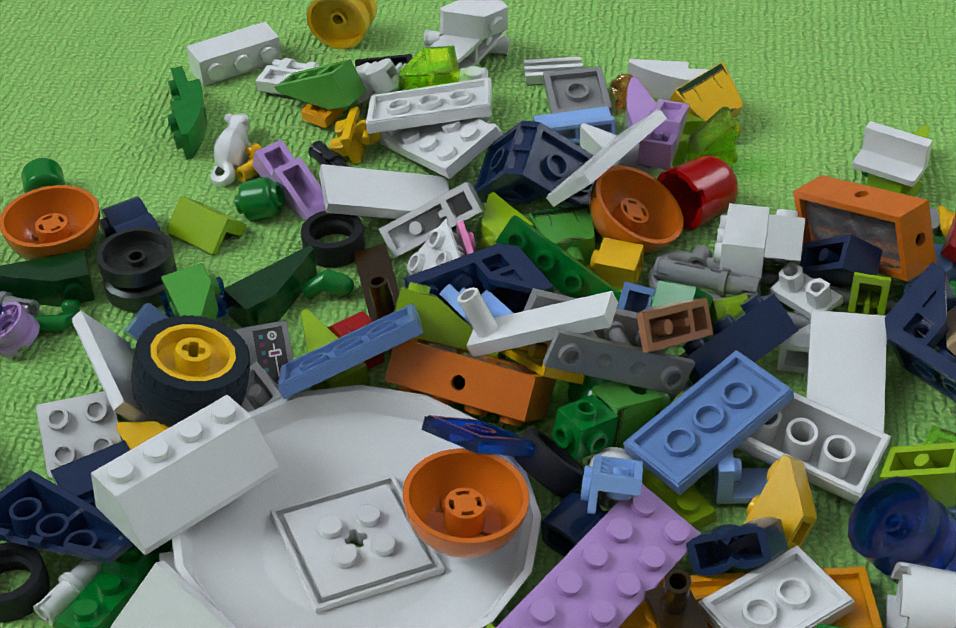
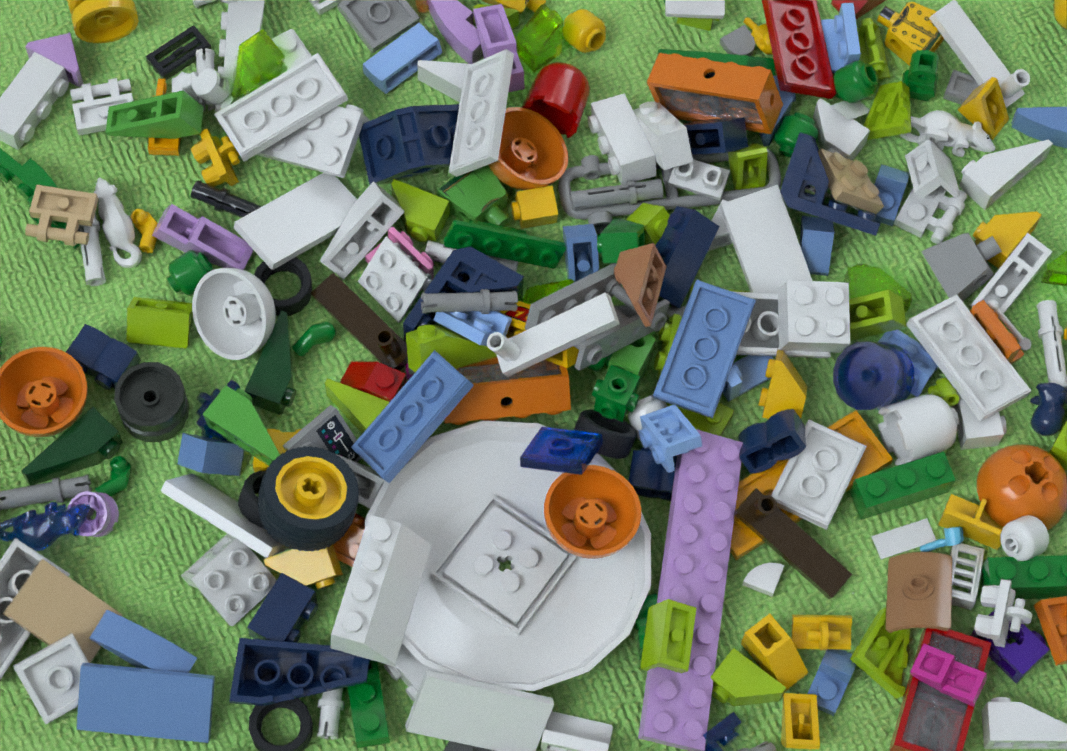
camera: 35 degrees left, 25 degrees up
(189, 110) = (62, 206): none -> tan plate
(198, 153) = (92, 255): none -> white pin
(267, 226) = (233, 312): none -> white piece
(290, 33) = (61, 51): none -> lavender slope
(495, 289) = (463, 302): none -> light grey pin
(762, 160) = (584, 31): none -> yellow head
(856, 436) = (813, 316): none -> white brick
(908, 405) = (817, 243): none -> medium blue slope

